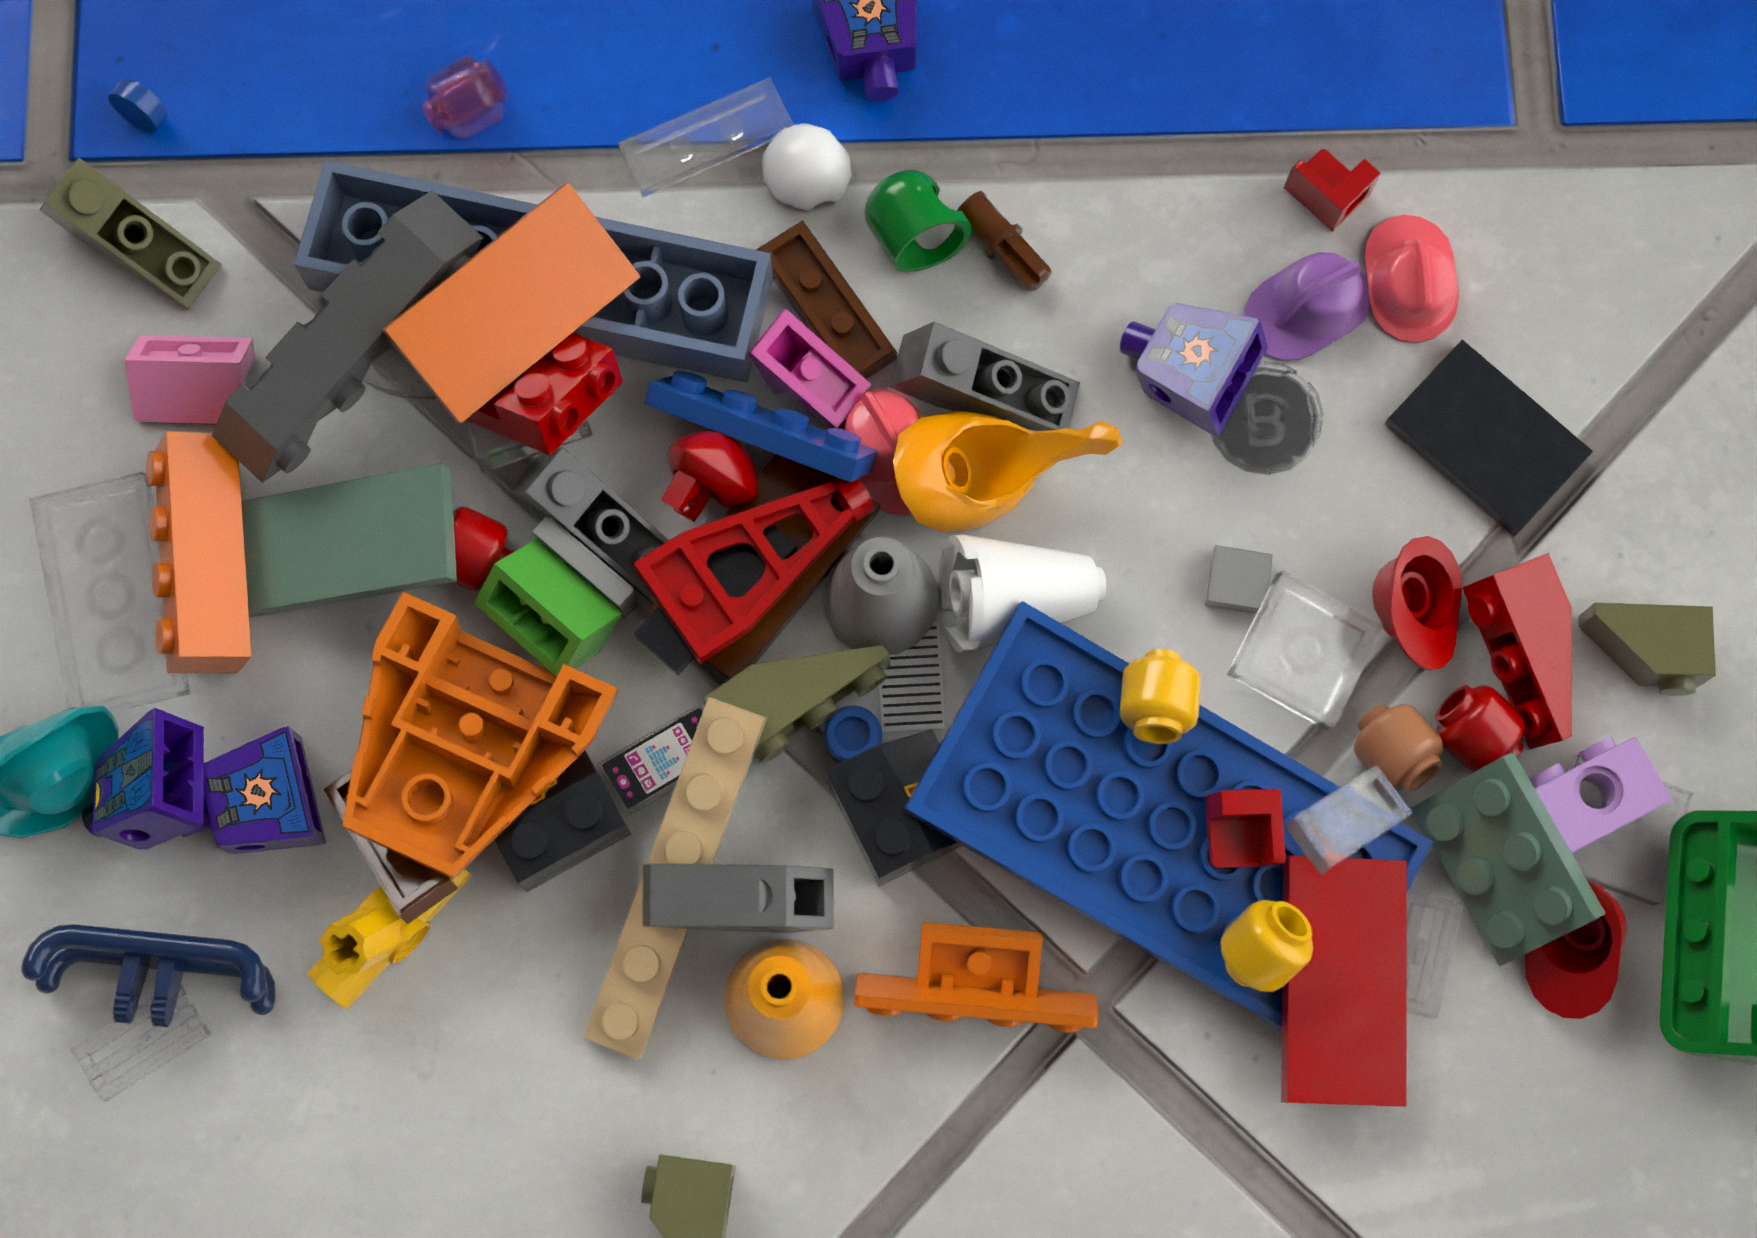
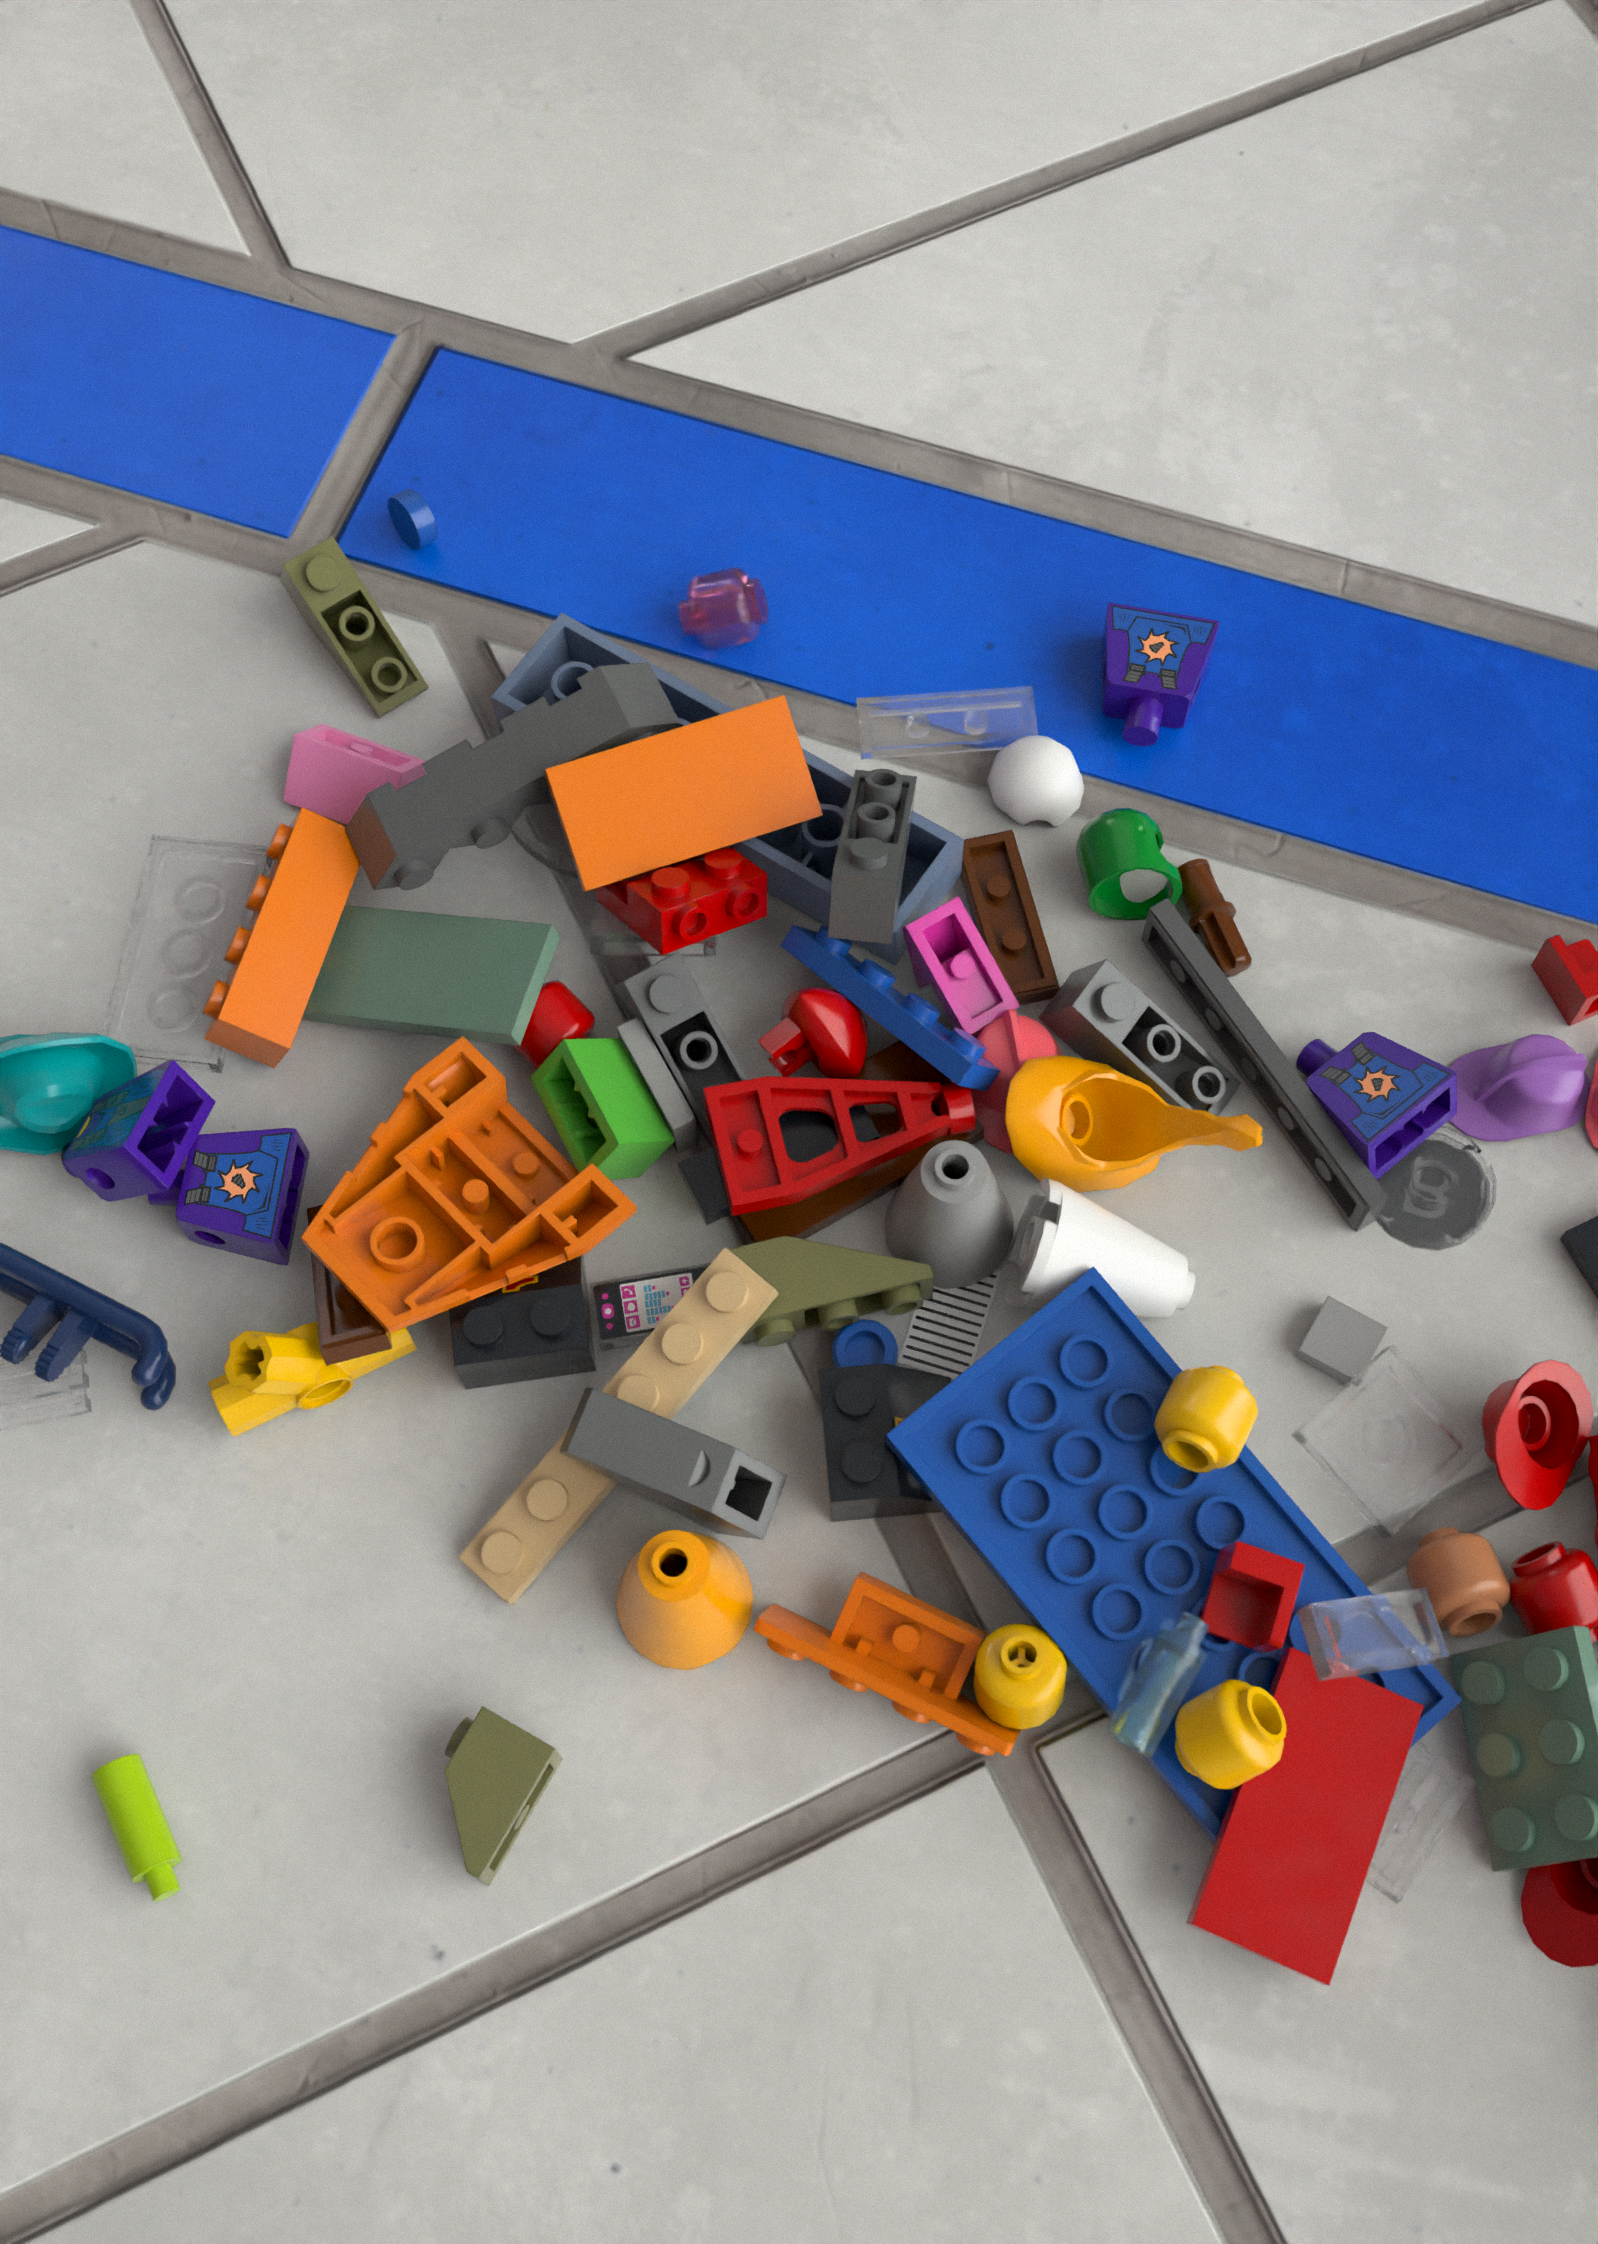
camera: 25 degrees right, 10 degrees down
(699, 300) = (871, 857): none -> dark grey slope
(1082, 959) = (1019, 1676): none -> yellow head
(1091, 361) = (1263, 1067): none -> dark grey tile
(1198, 927) = (1159, 1686): none -> clear light blue cylinder

